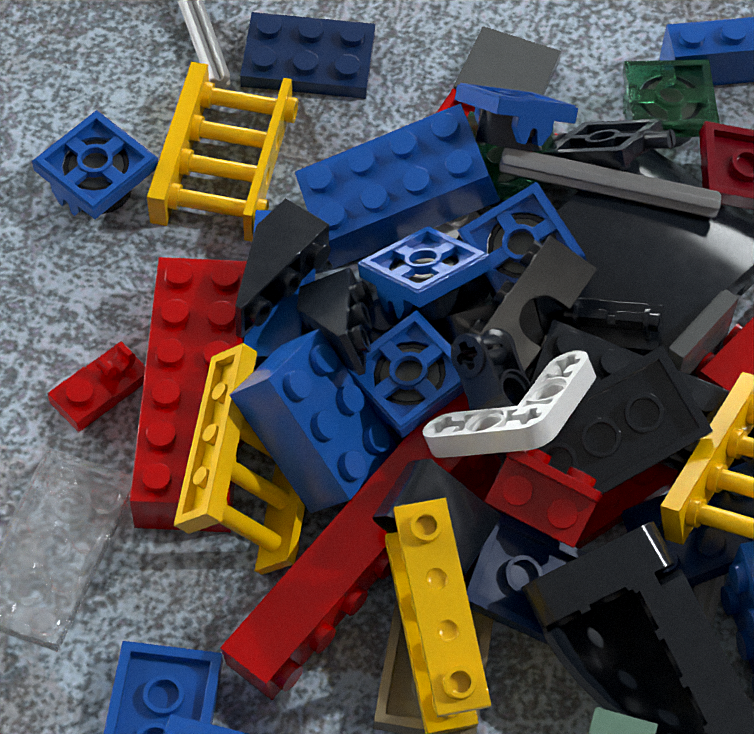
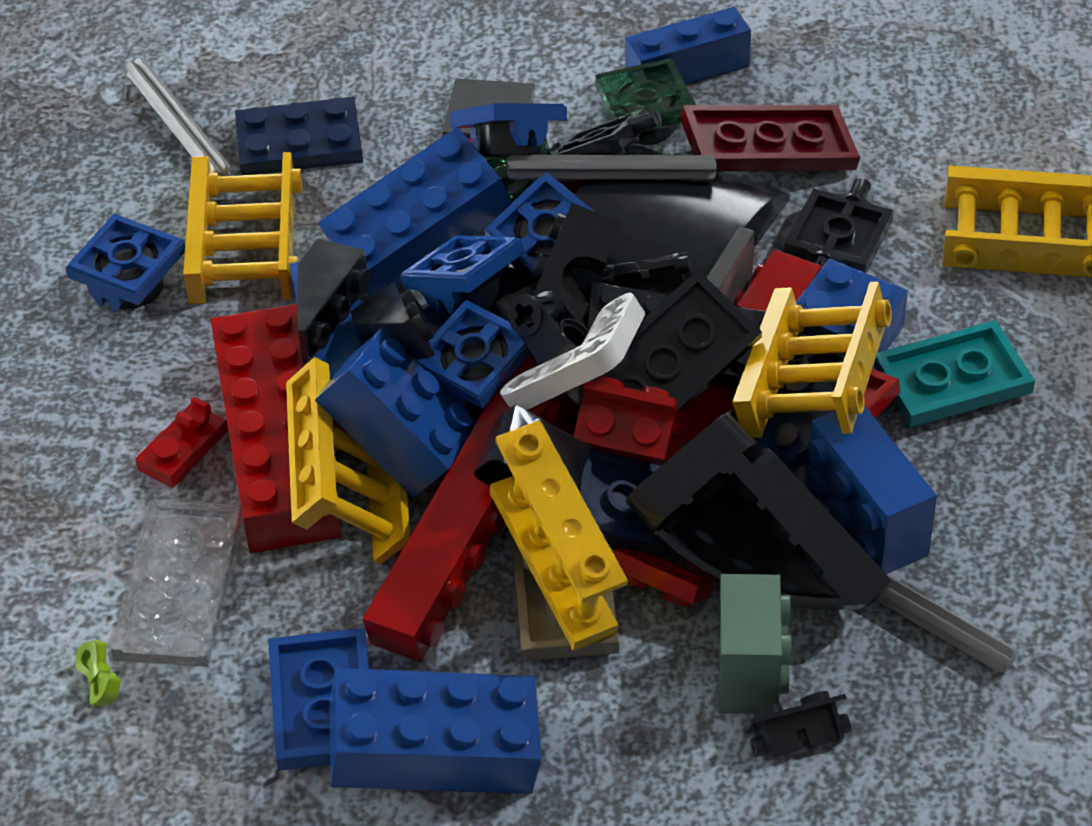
camera: 10 degrees left, 10 degrees down
(539, 668) = (677, 583): none -> red plate

